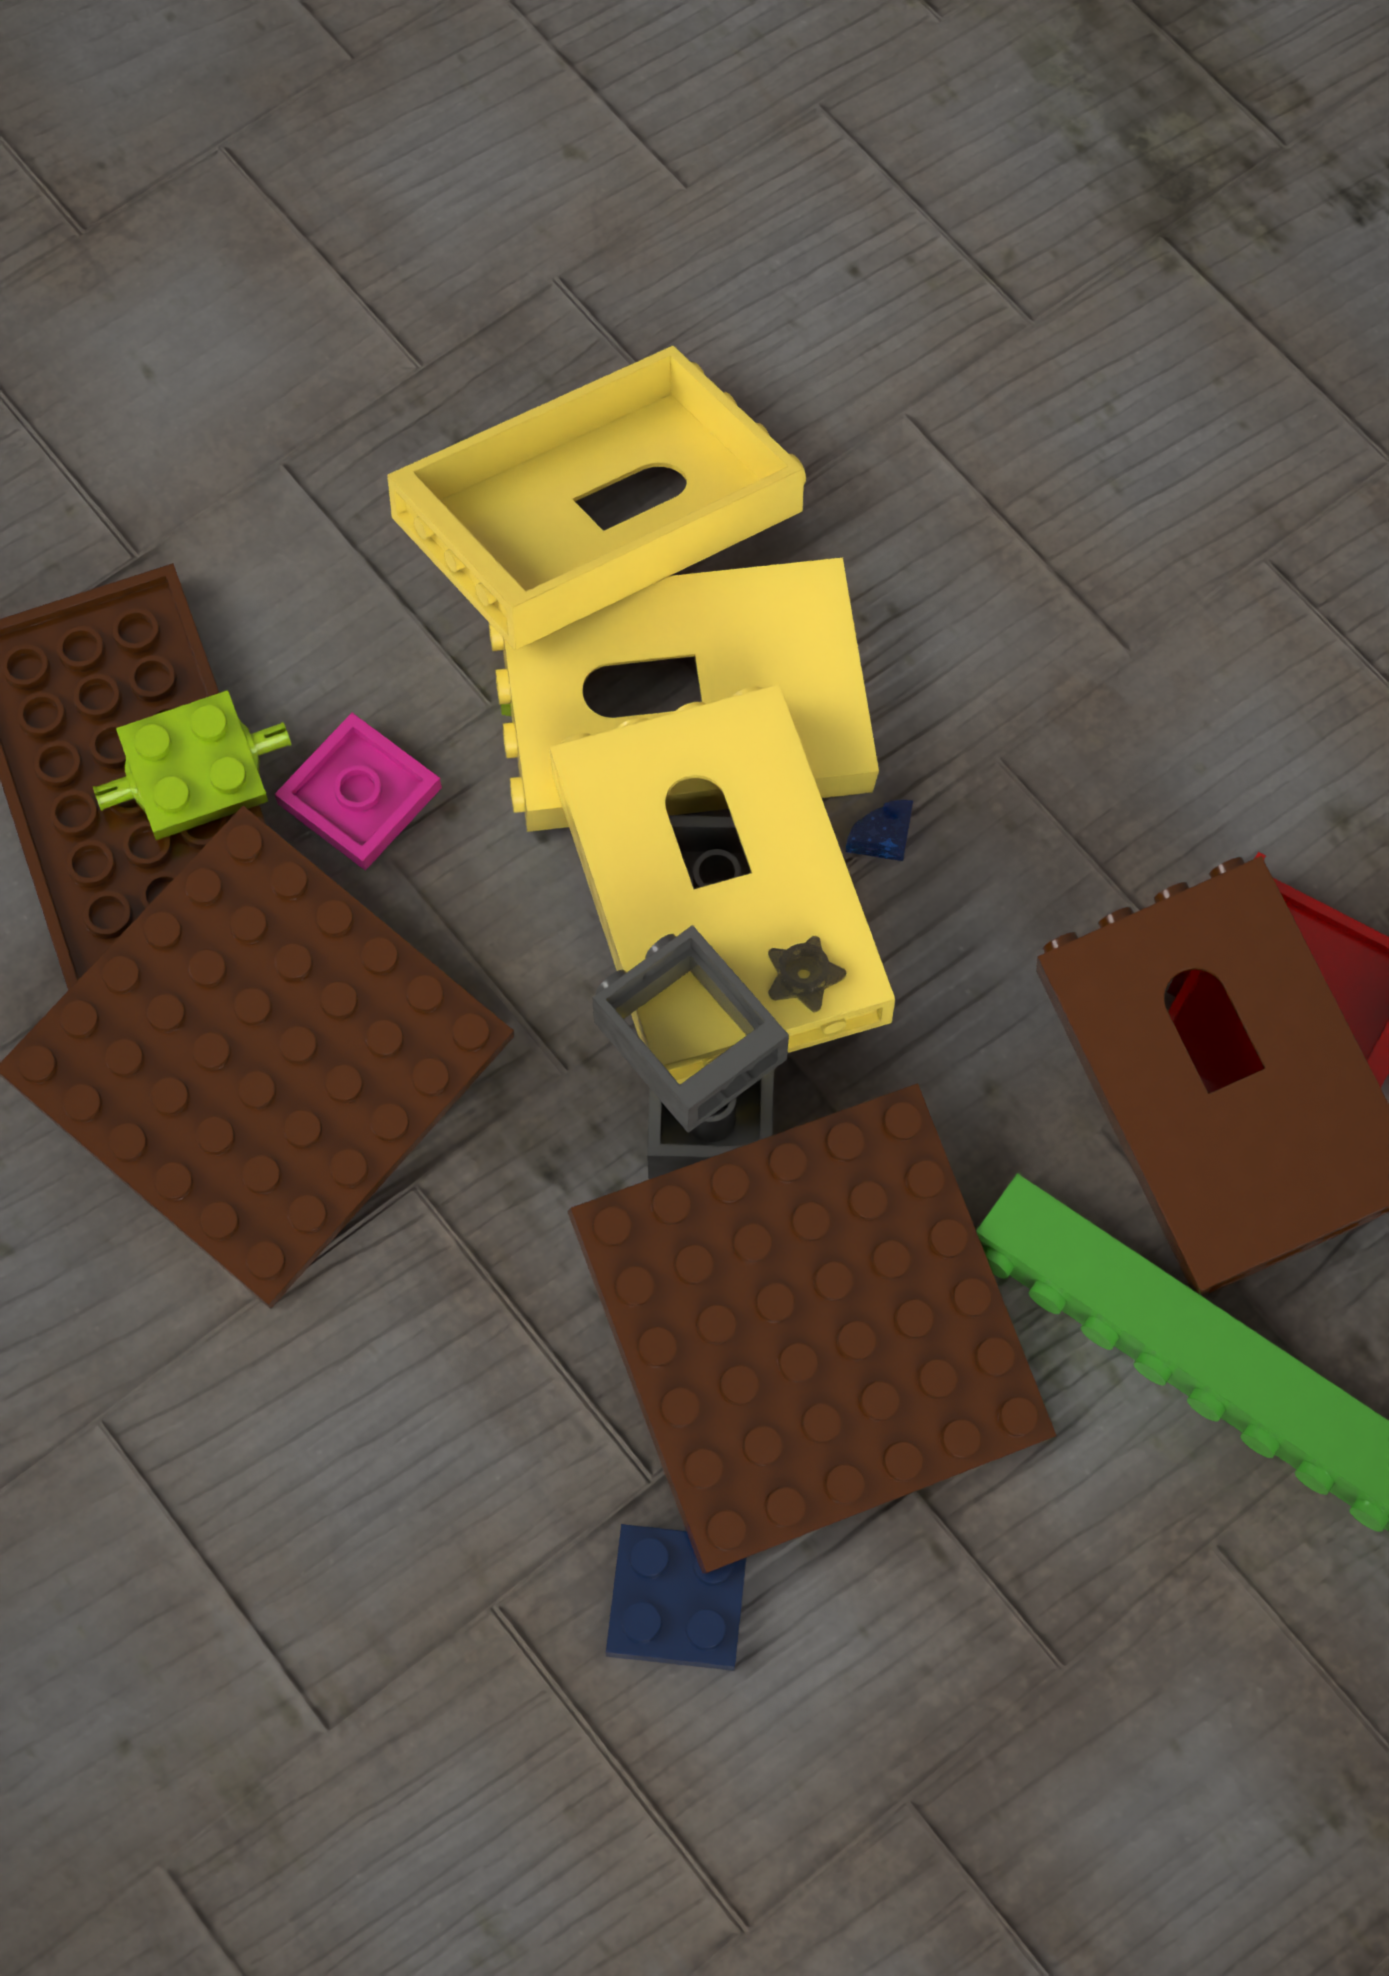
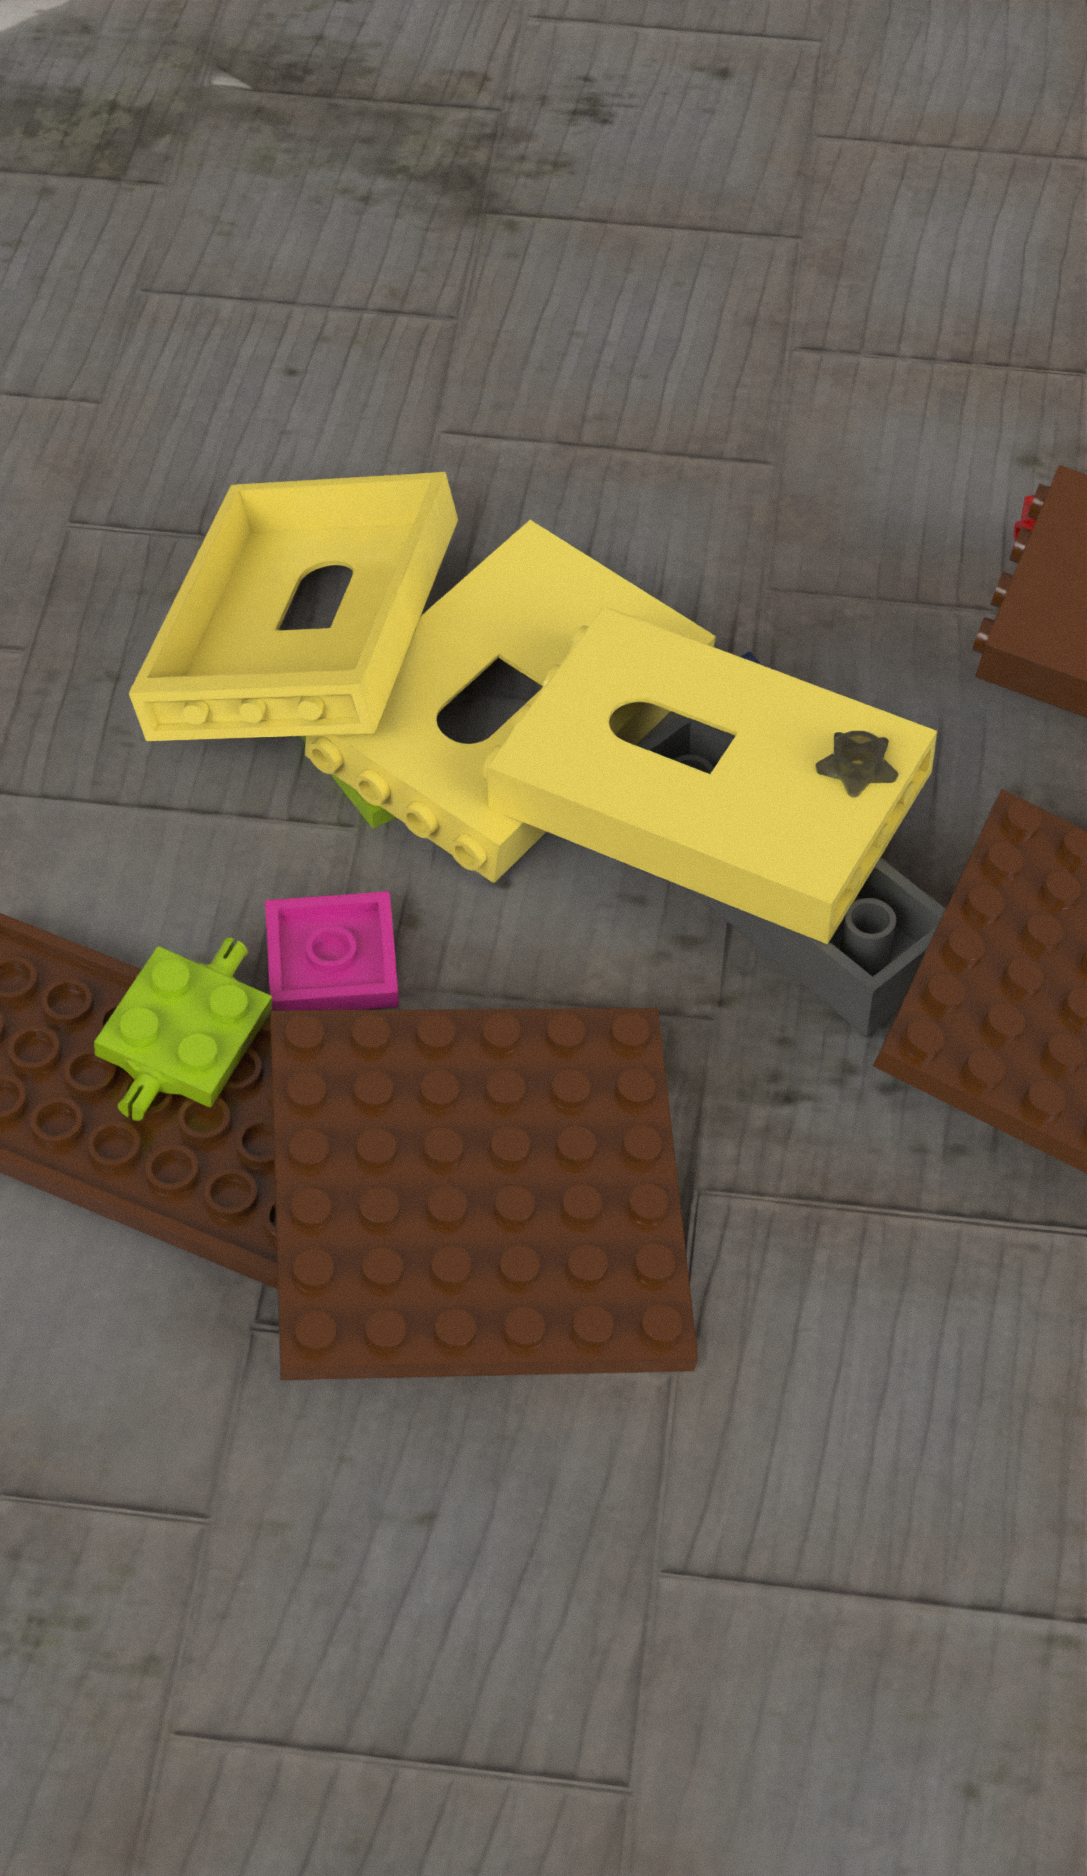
camera: 45 degrees left, 15 degrees down
(725, 1076) = (835, 804): dark grey window -> none

